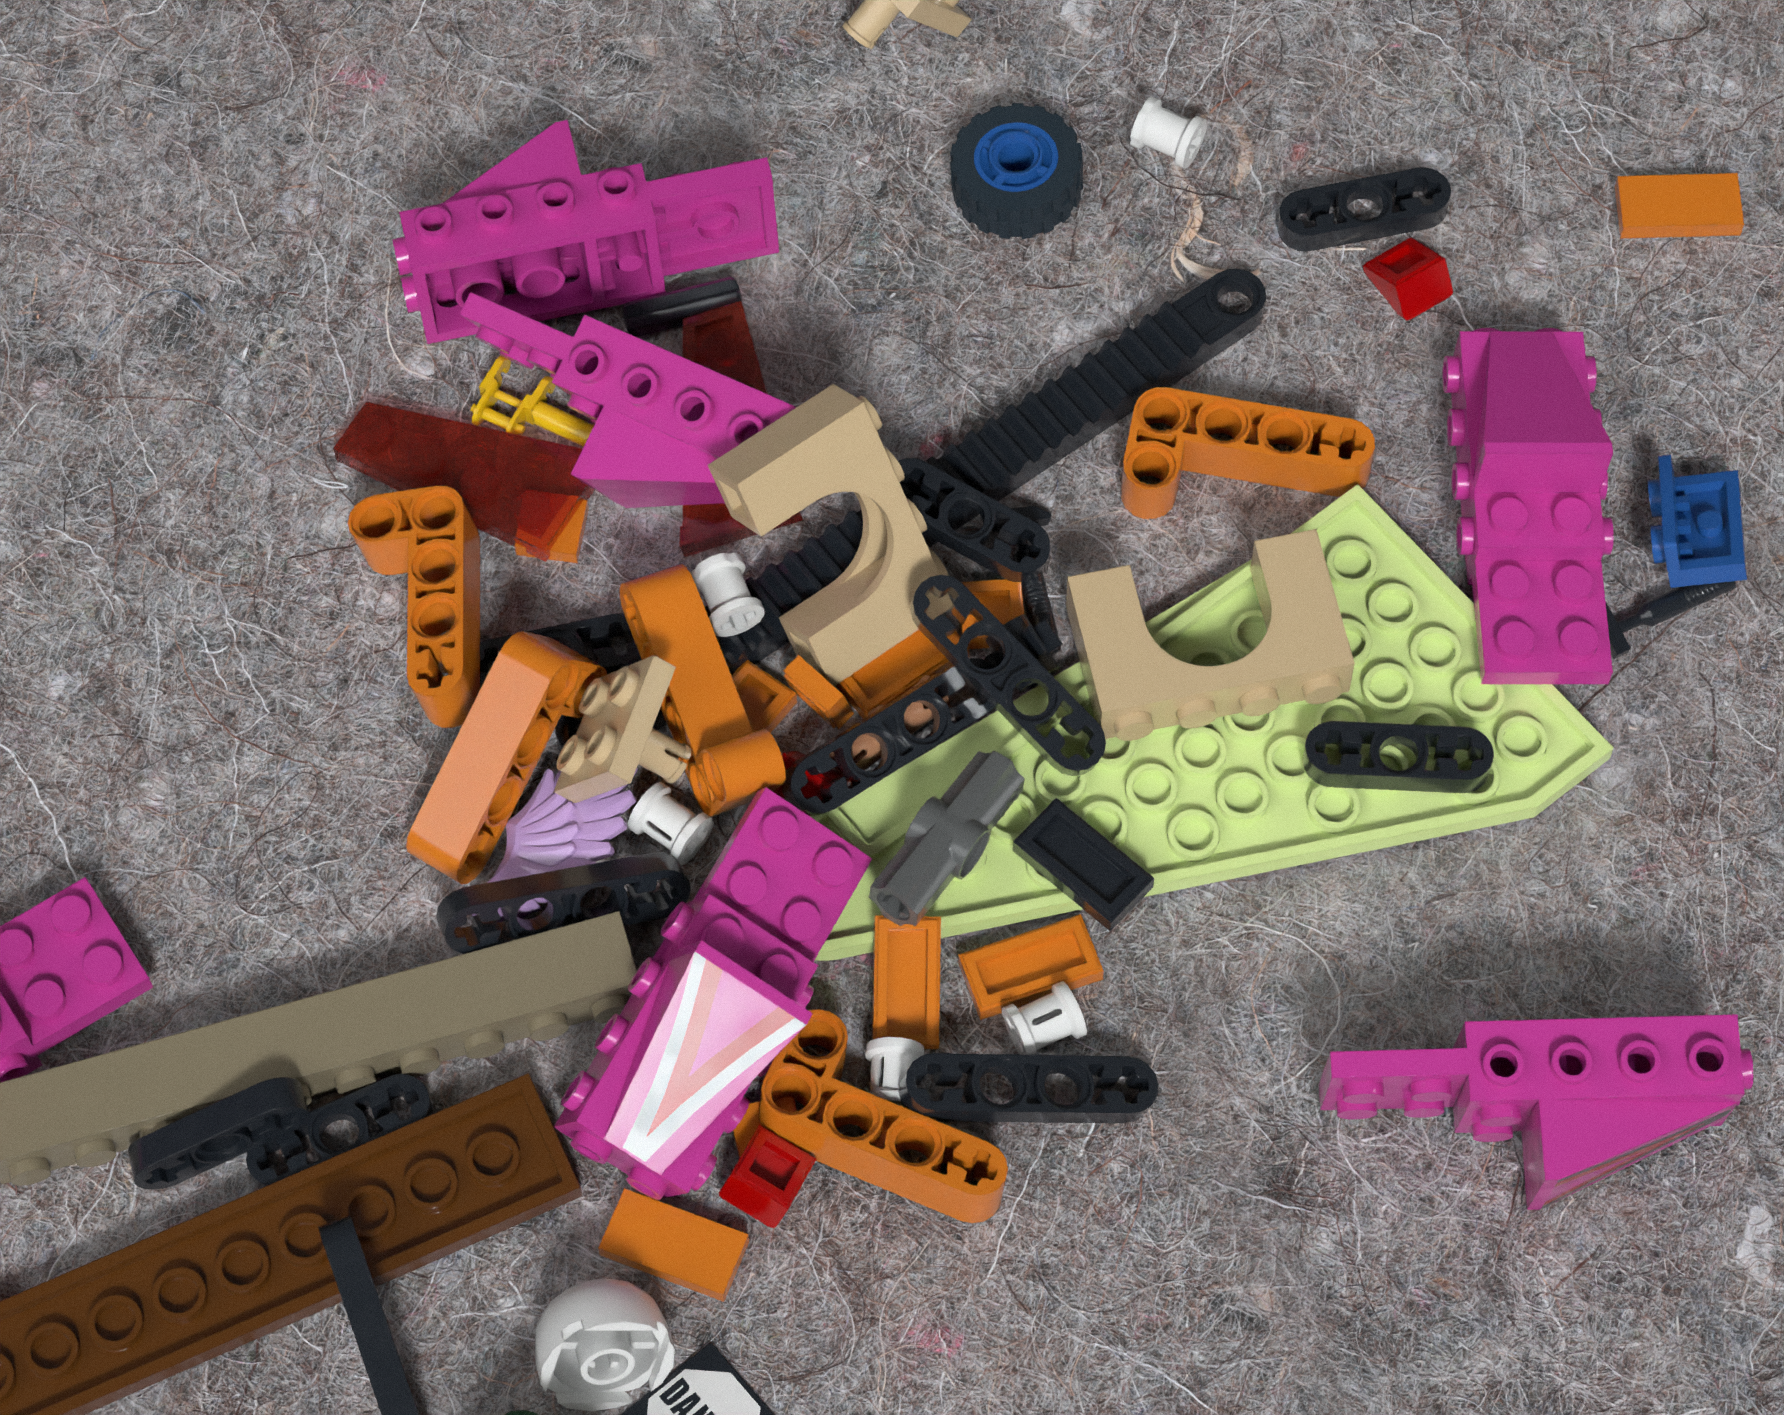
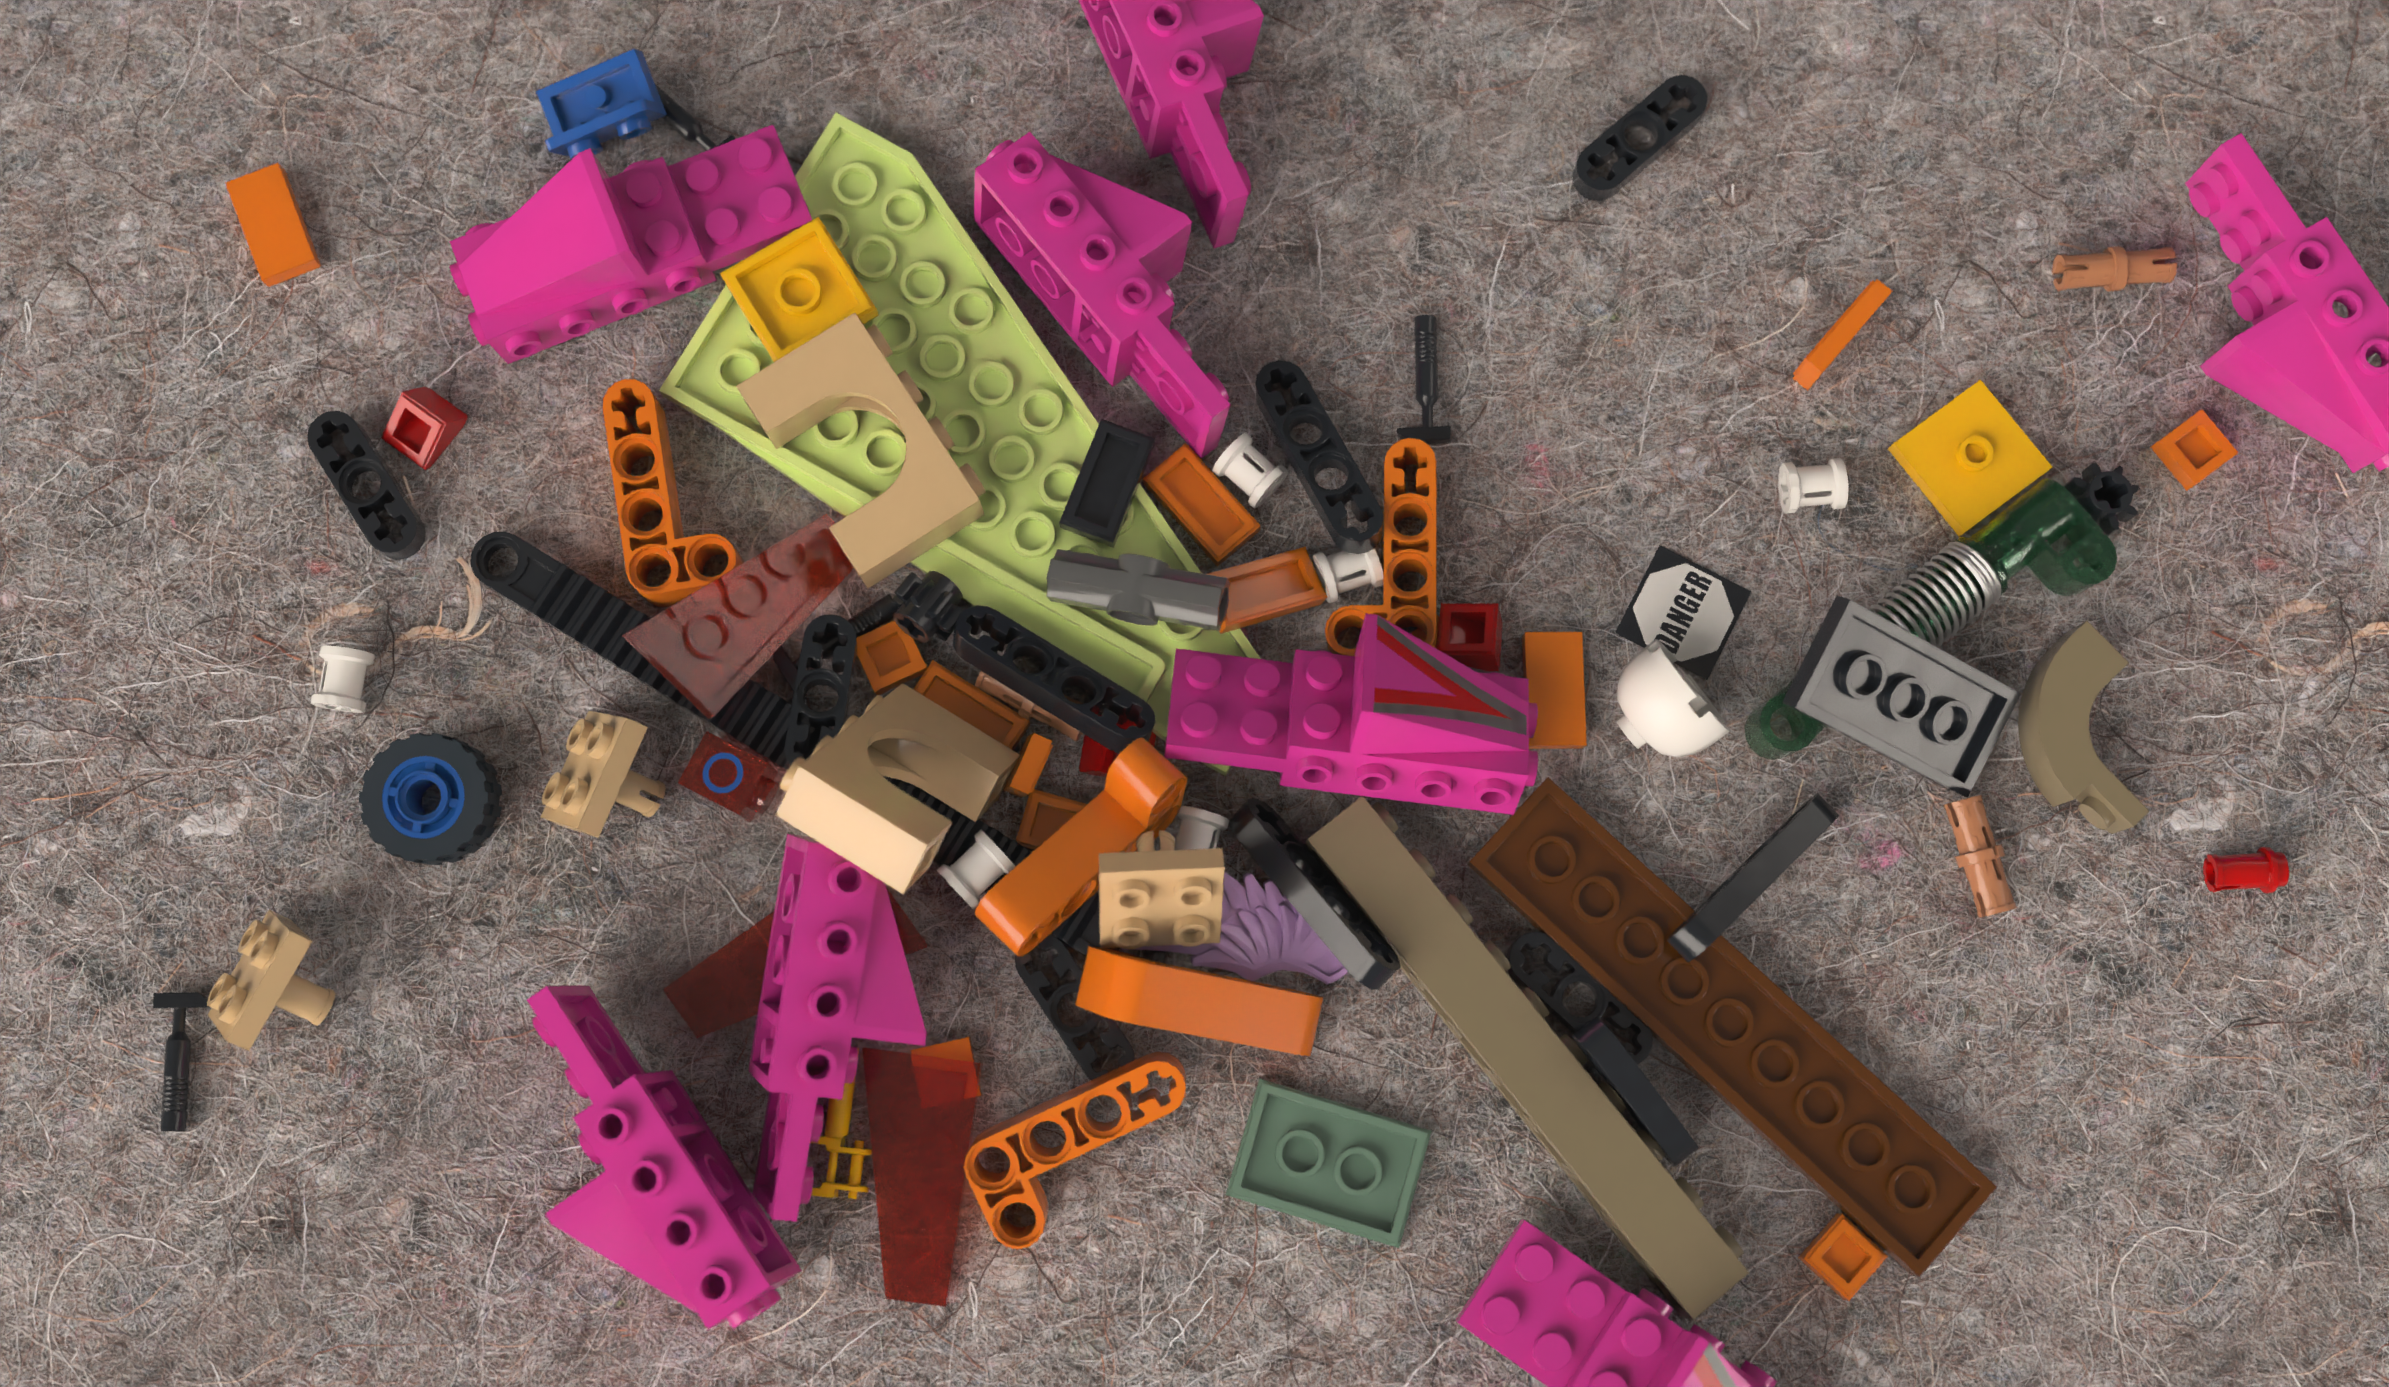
camera: 115 degrees left, 15 degrees up
(298, 836) = (1328, 1163): none -> sand green tile
(670, 308) = (678, 1049): black axle -> none
(925, 418) = (730, 778): none -> clear red brick
(972, 308) = (599, 775): none -> tan plate
(1016, 667) = (965, 594): black beam -> none
(1073, 1249) = (1426, 383): none -> black piece
(1074, 467) = (737, 622): none -> clear red wing
(1325, 922) = (1102, 272): none -> dark pink wedge
(1409, 636) = (797, 289): none -> yellow plate
(1444, 777) = (923, 247): black beam -> none

